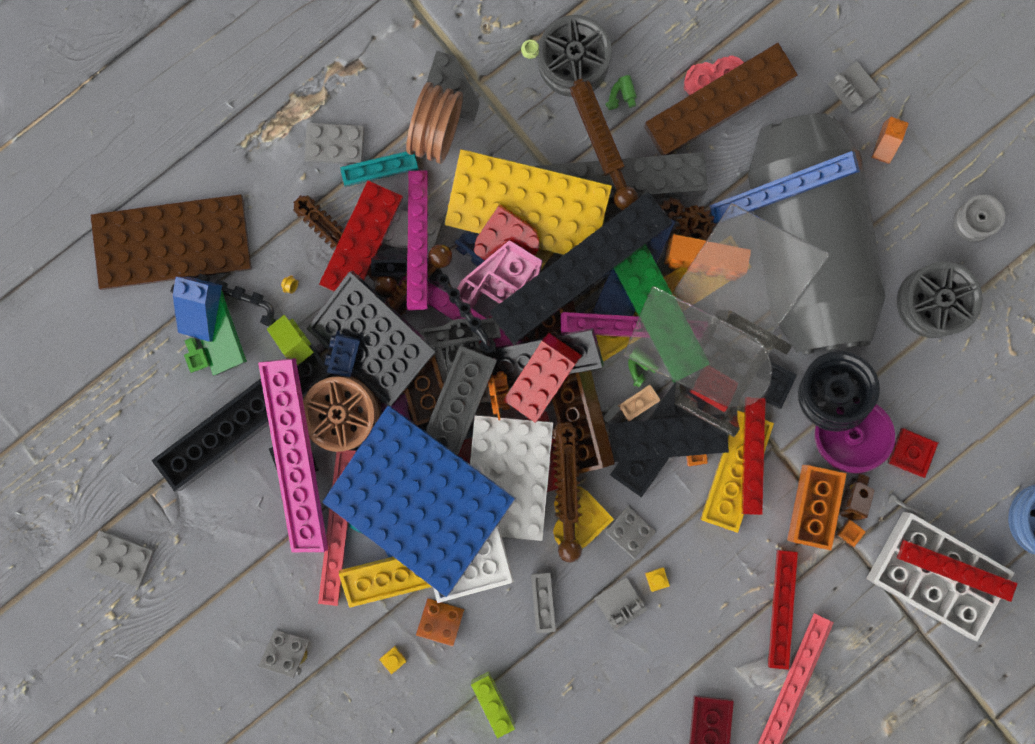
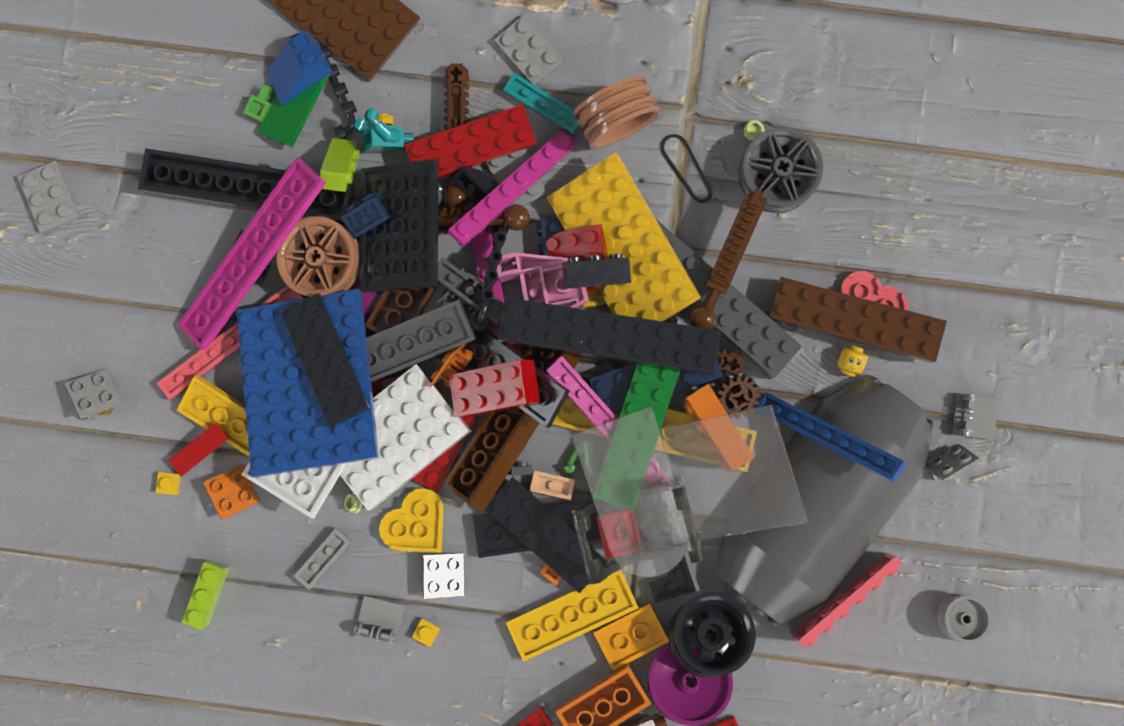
camera: 50 degrees right, 0 degrees up
(297, 294) = (381, 136): none -> teal torso
(390, 616) = (199, 449): none -> red tile
(415, 472) = (325, 360): none -> black plate
(448, 74) = (668, 88): dark grey plate -> none
(516, 107) = (696, 163): none -> black piece
(525, 547) = (352, 503): none -> yellowish green plate
(529, 236) = (596, 271): none -> black brick
(570, 548) = (383, 538): reddish brown gear -> none
(628, 92) = (793, 242): bright green plant -> none
(743, 129) = (852, 360): none -> yellow head
(753, 458) = (594, 617): red plate -> none
(788, 446) = (631, 636): none -> light orange plate
(871, 129) = (951, 462): none -> light grey hinge
(889, 139) = (959, 486): orange slope -> none
(895, 285) = (841, 603): none -> coral plate
(961, 317) = (890, 632): dark grey wheel -> none

